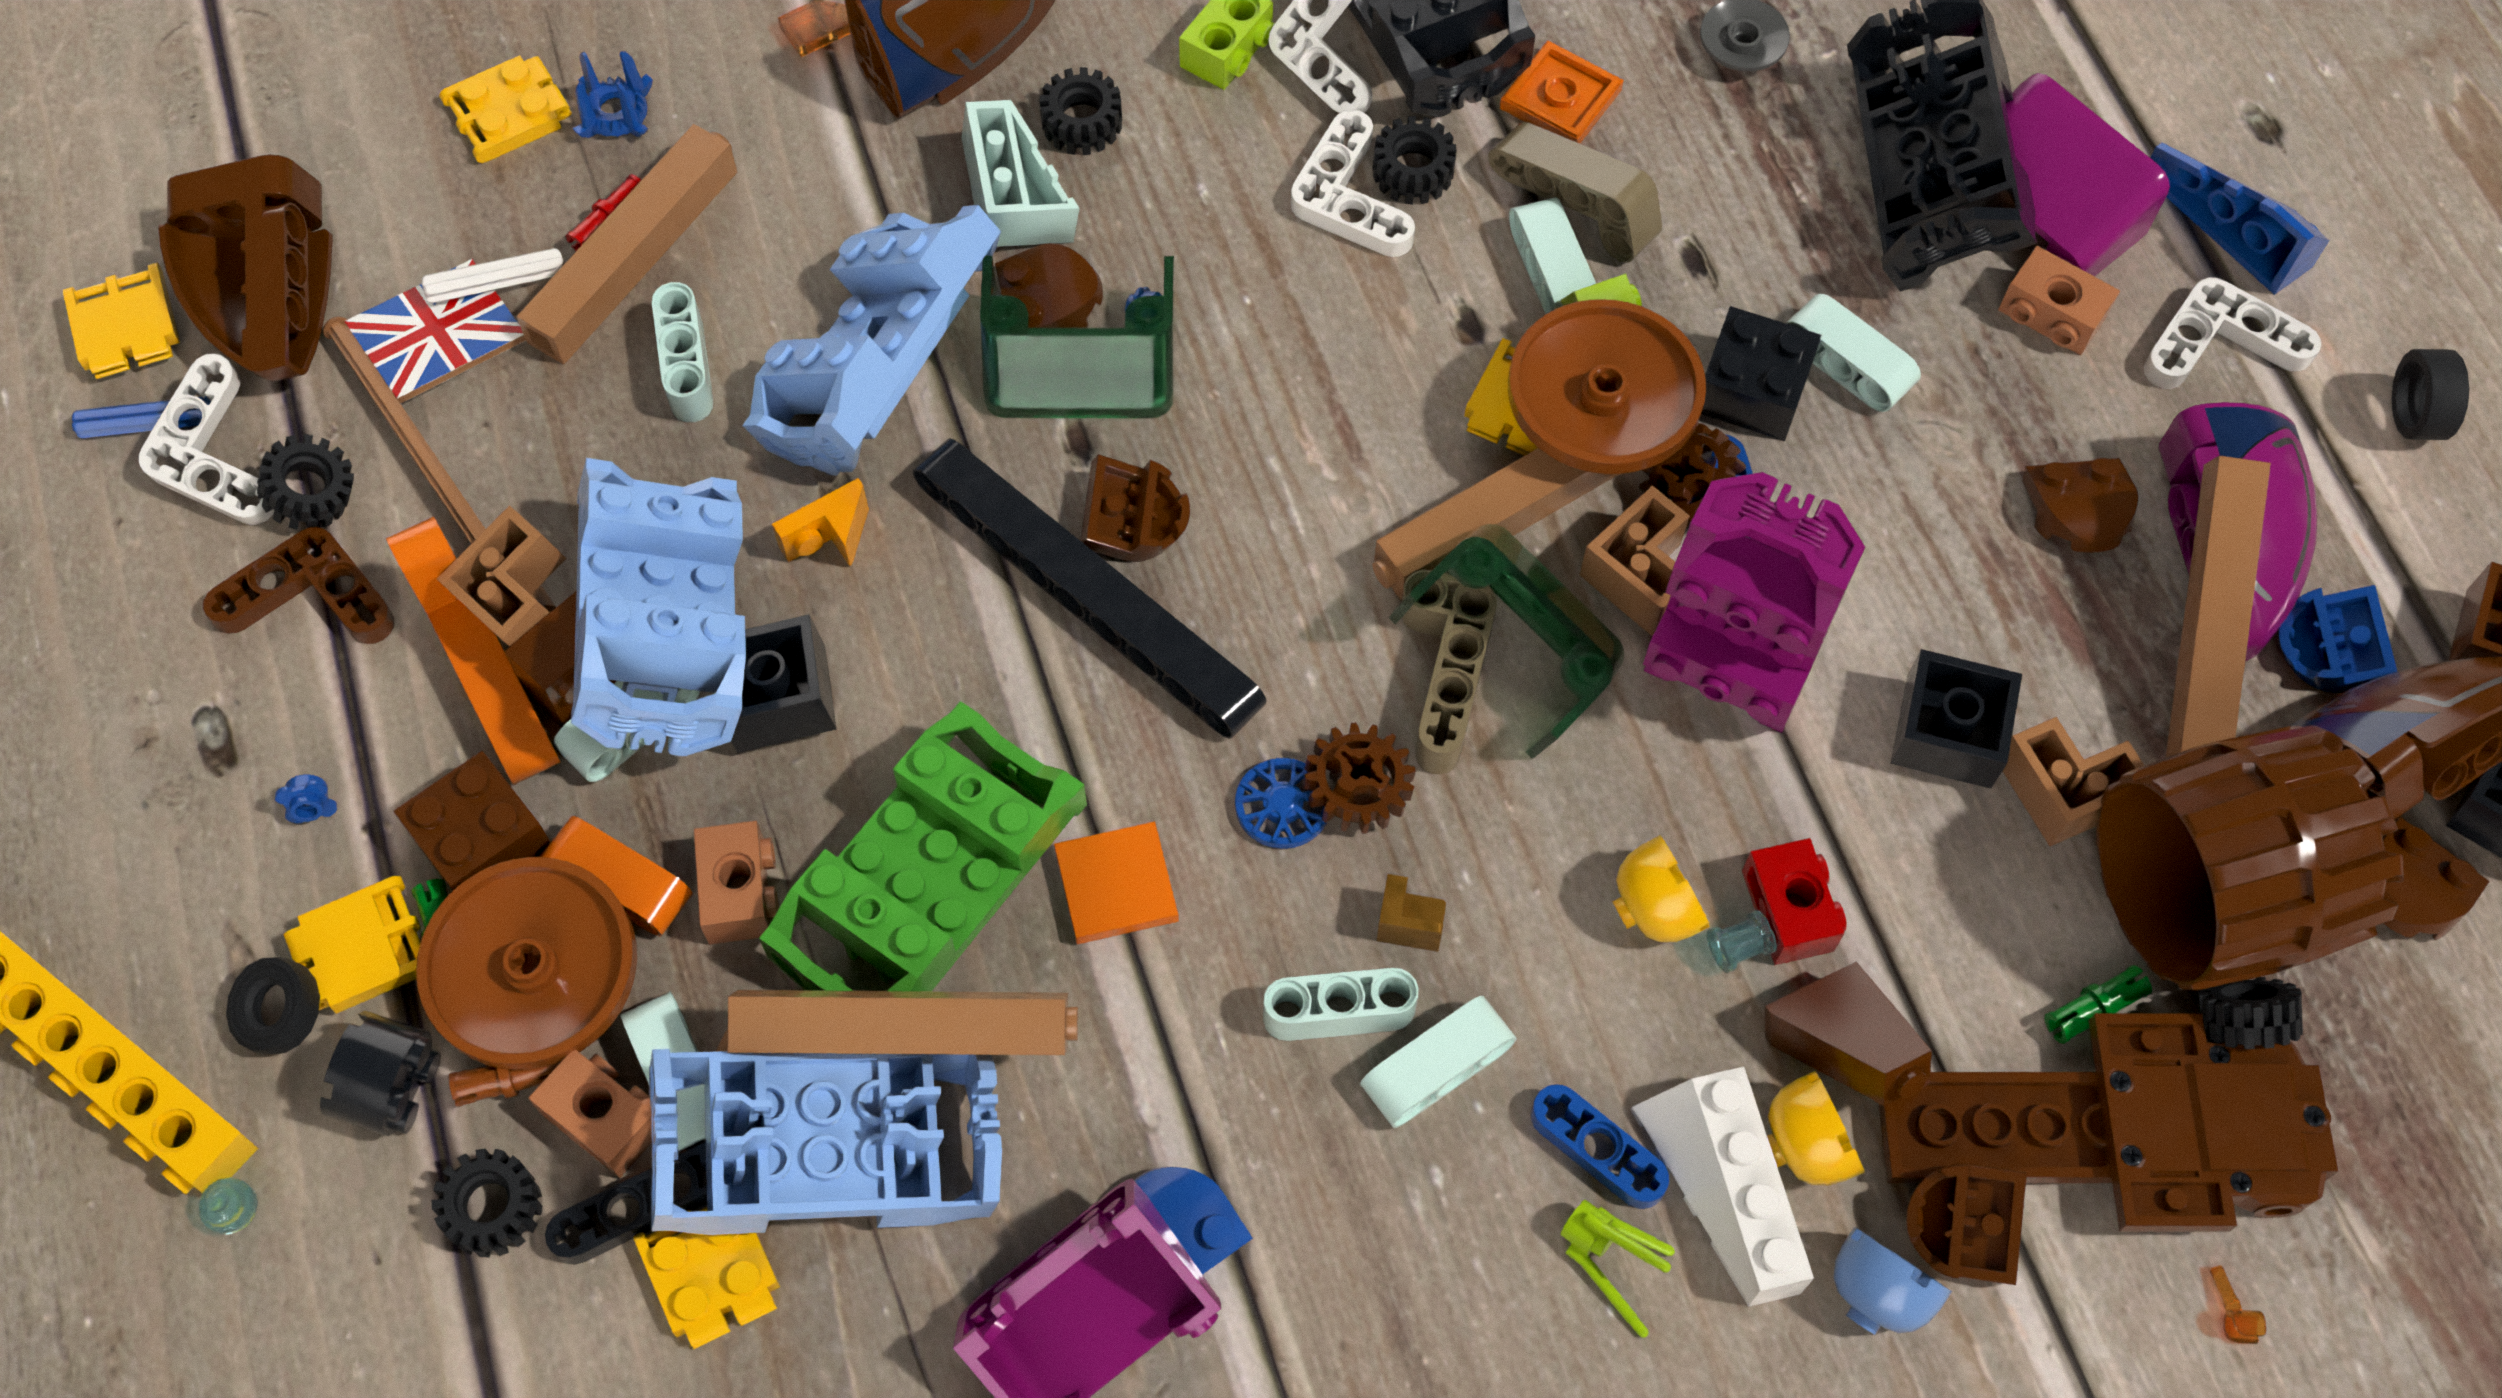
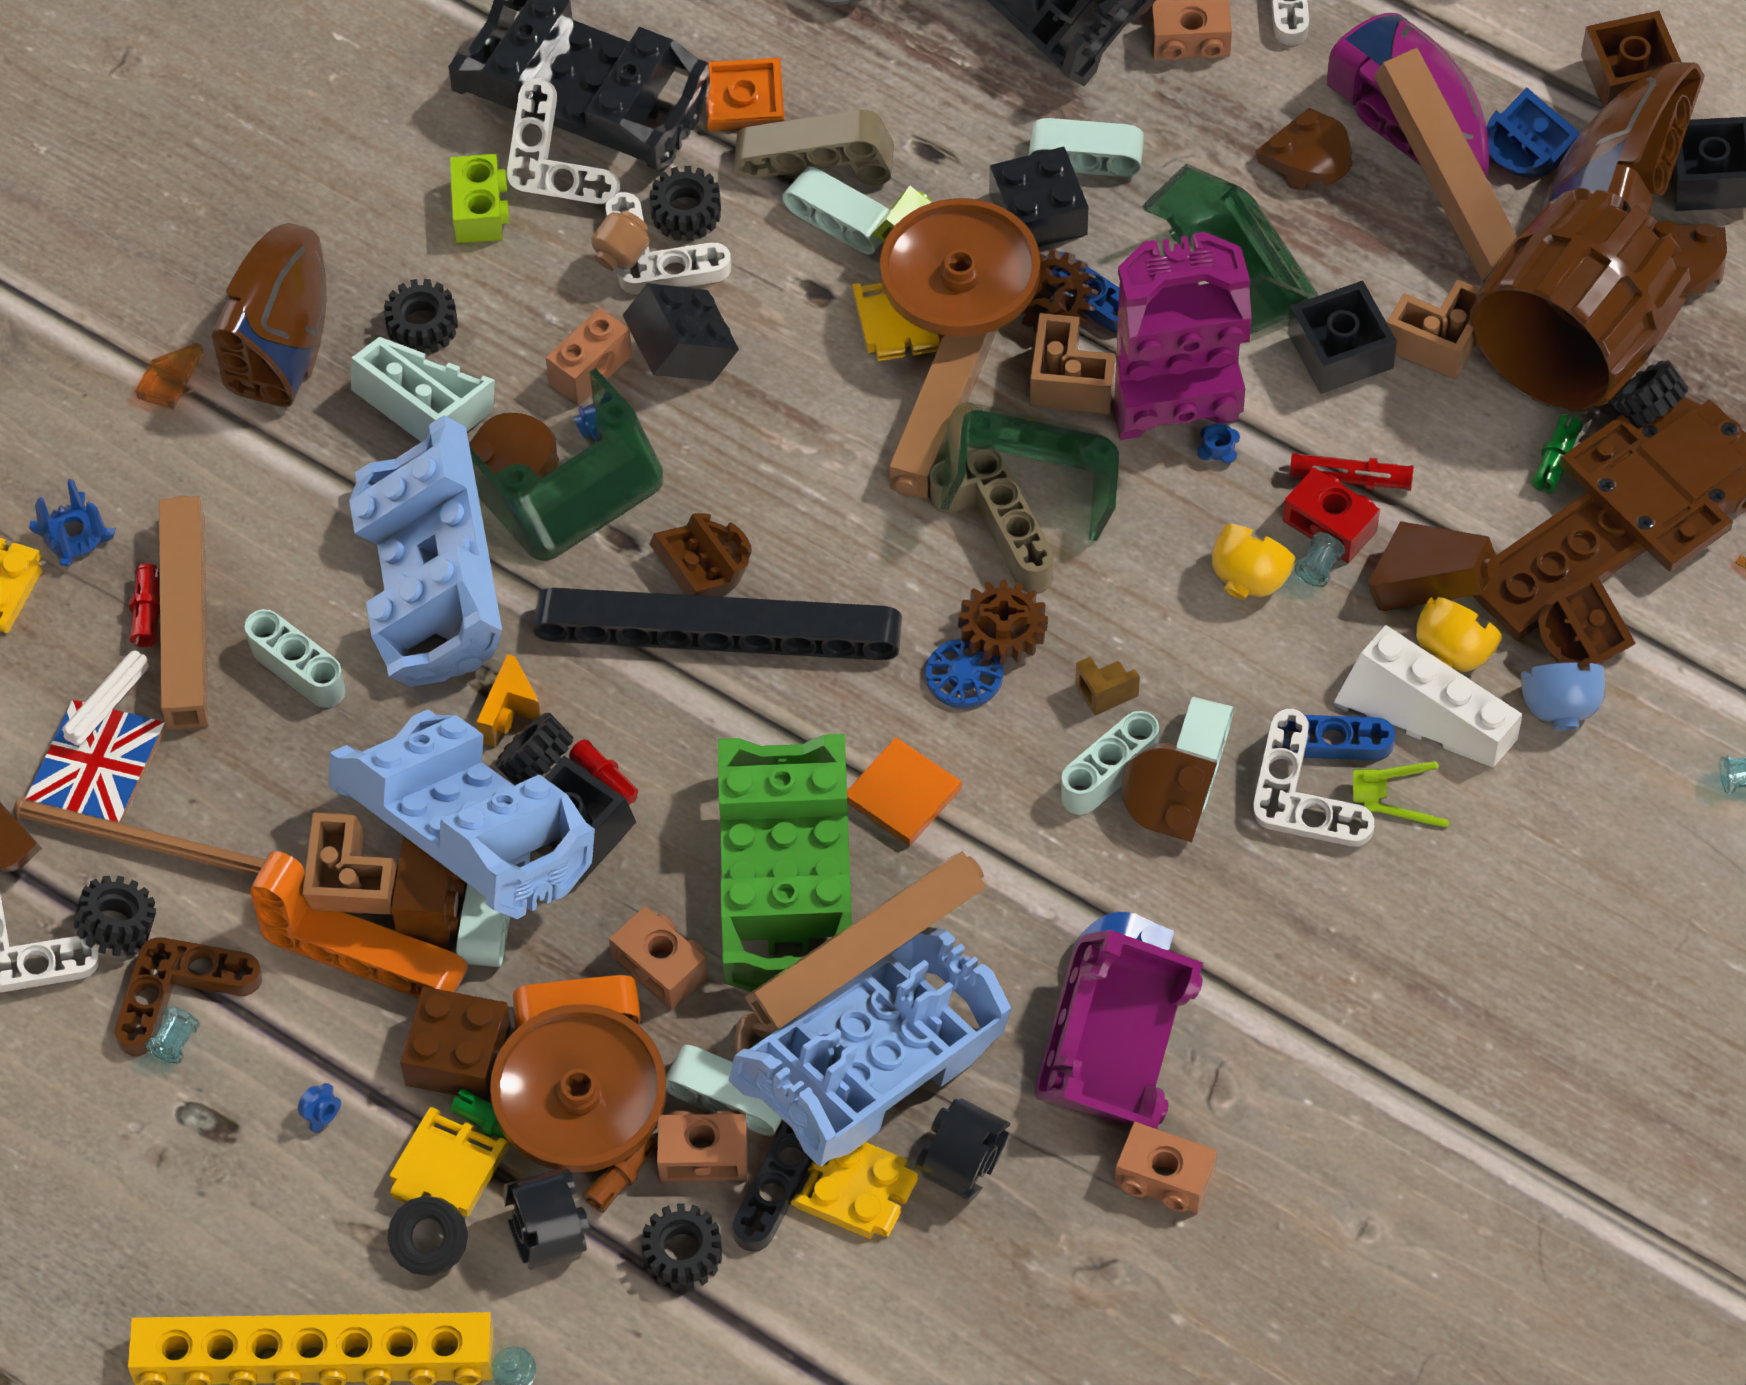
camera: 35 degrees left, 5 degrees down
(252, 633) = (173, 1035): none -> clear light blue bush
(797, 590) = (534, 749): none -> black tyre
(825, 1317) = (964, 1148): none -> black brick
(852, 658) = (605, 770): none -> red axle
(1203, 243) = (597, 344): none -> nougat brick
(1291, 276) = (680, 332): none -> black brick
(1312, 153) = (620, 240): none -> medium nougat head
(1366, 1079) = (1167, 789): none -> reddish brown slope
(1494, 1191) = (1296, 803): none -> white beam
(1740, 730) = (1220, 434): none -> blue plate
(1899, 910) = (1400, 477): none -> red pin
(1927, 555) = (1205, 203): none -> clear green windscreen

